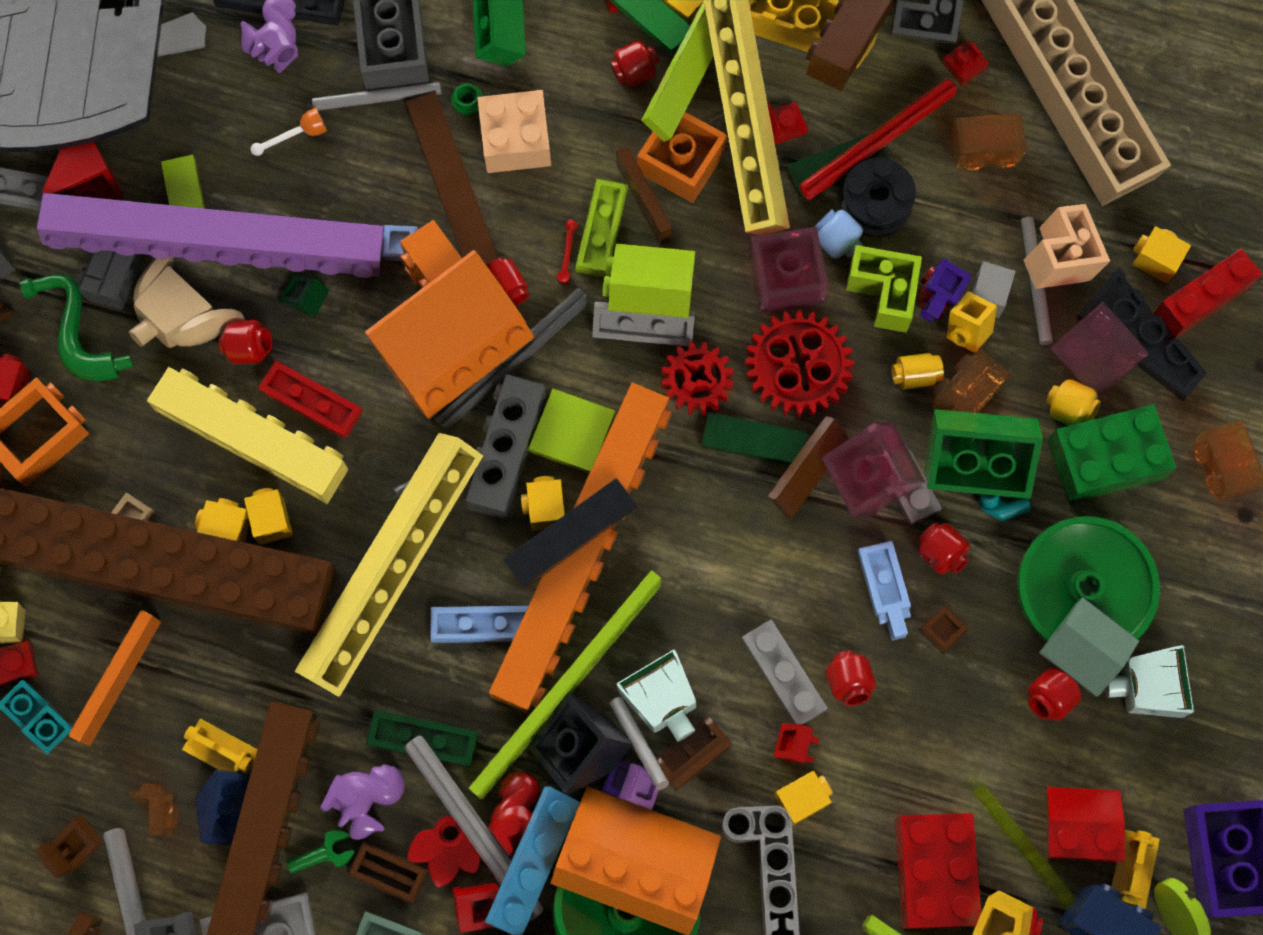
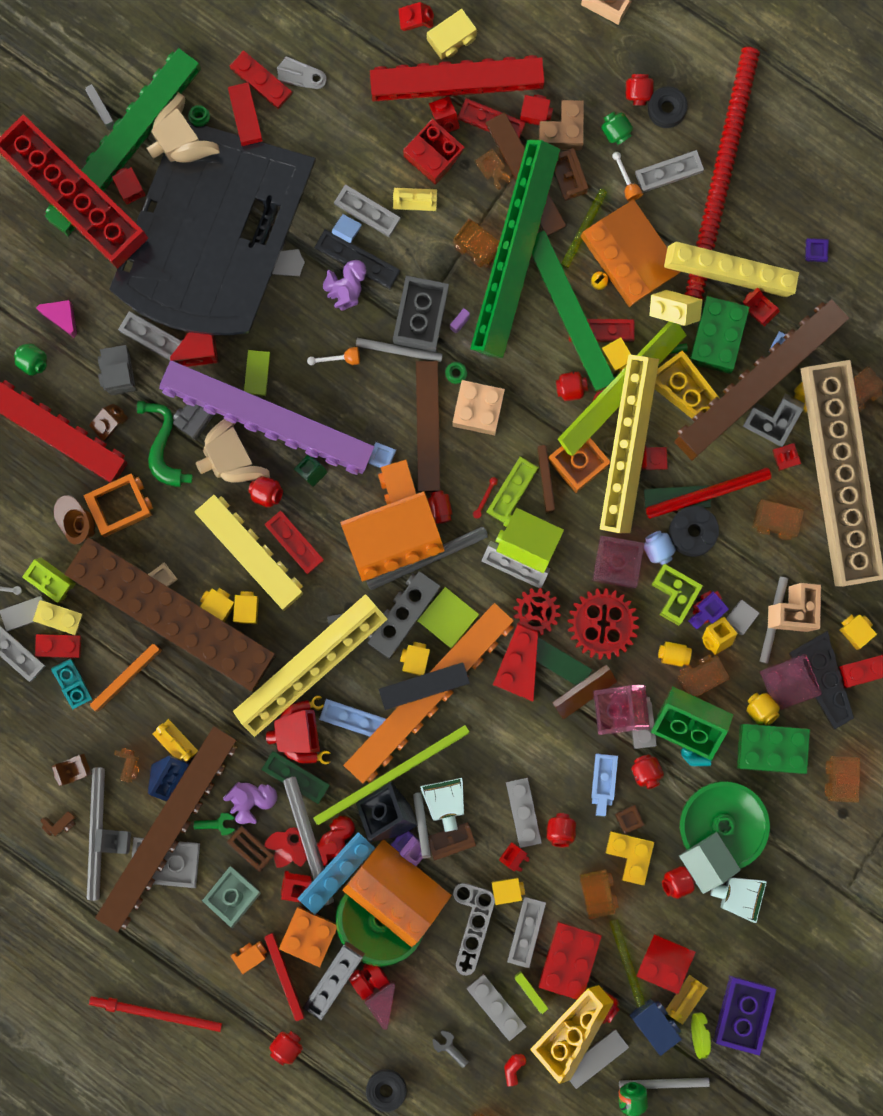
camera: 20 degrees right, 10 degrees up
(403, 669) = (297, 733): none -> torso
(448, 29) = (460, 321): none -> medium lavender tile
(699, 459) = (519, 664): none -> red wing
(855, 851) = (526, 932): none -> light grey plate
(941, 753) = (598, 894): none -> clear orange brick
(974, 674) = (637, 853): none -> yellow plate

